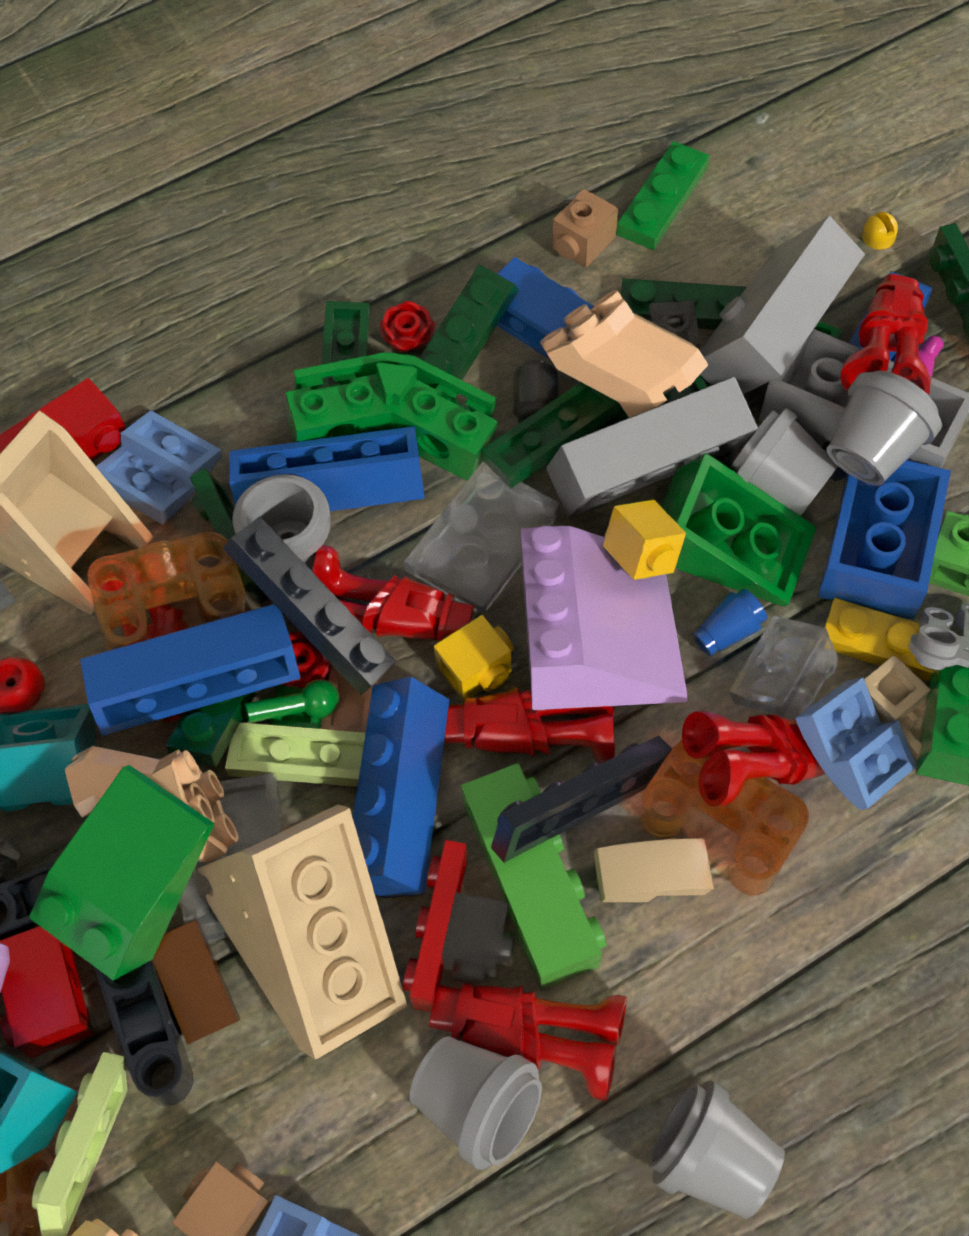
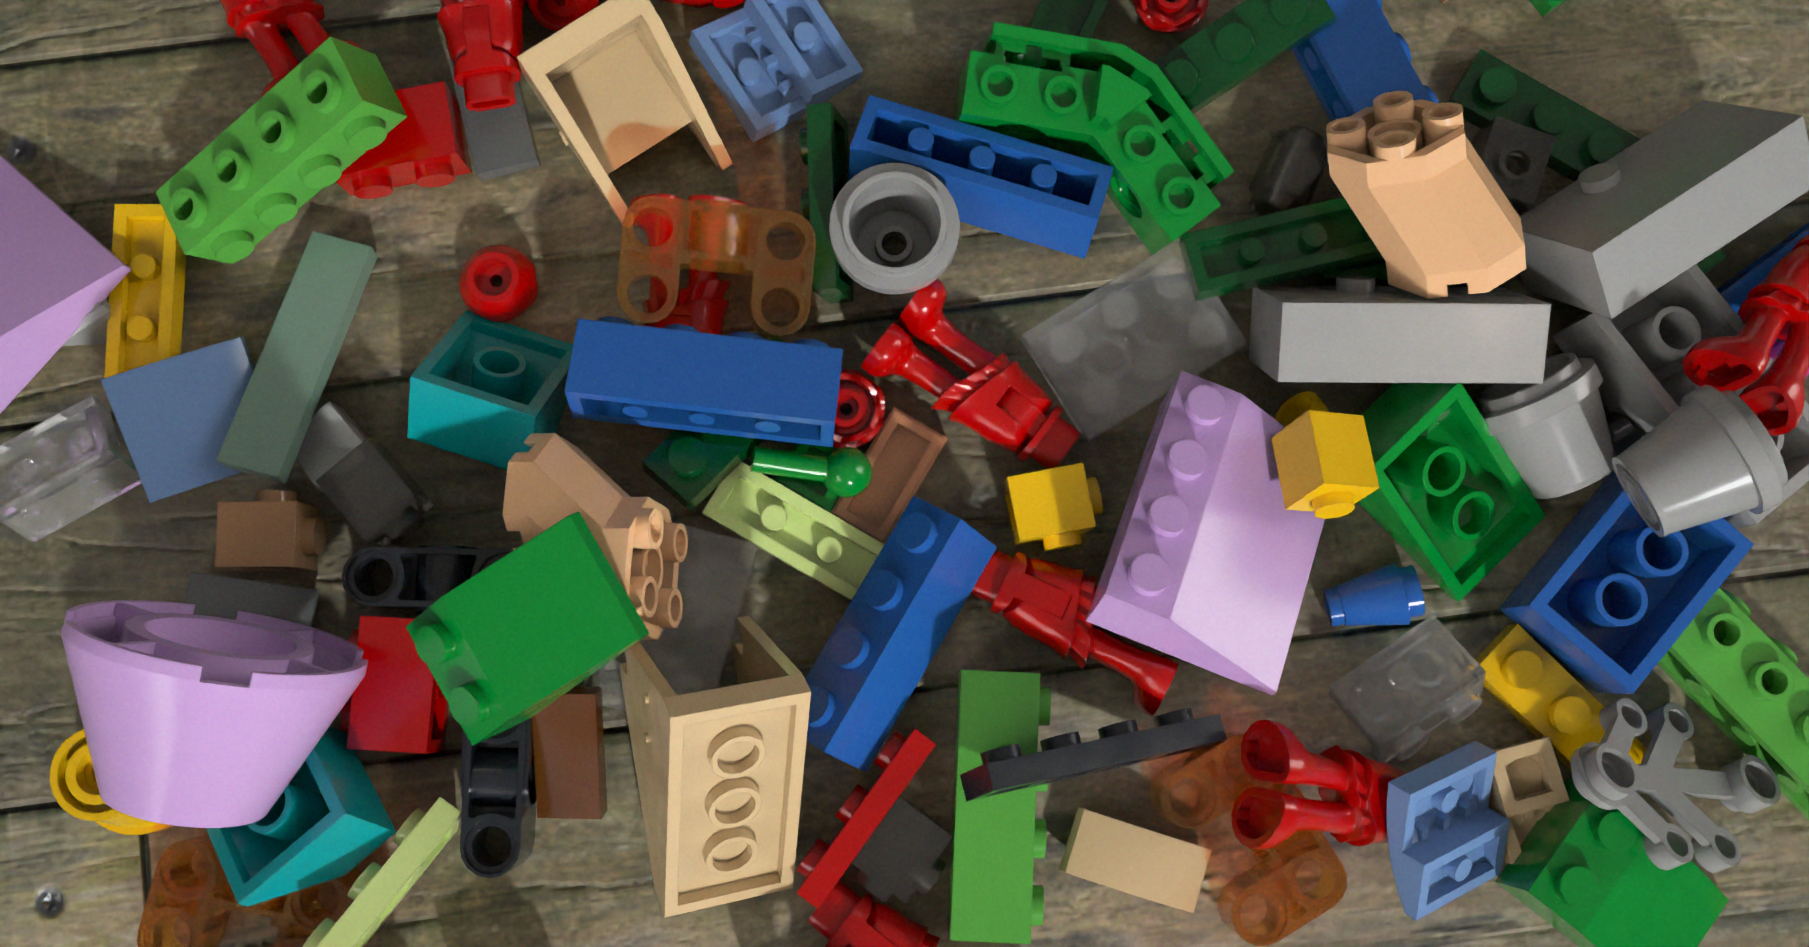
camera: 15 degrees right, 20 degrees up
(309, 604) = (878, 363): black plate -> none

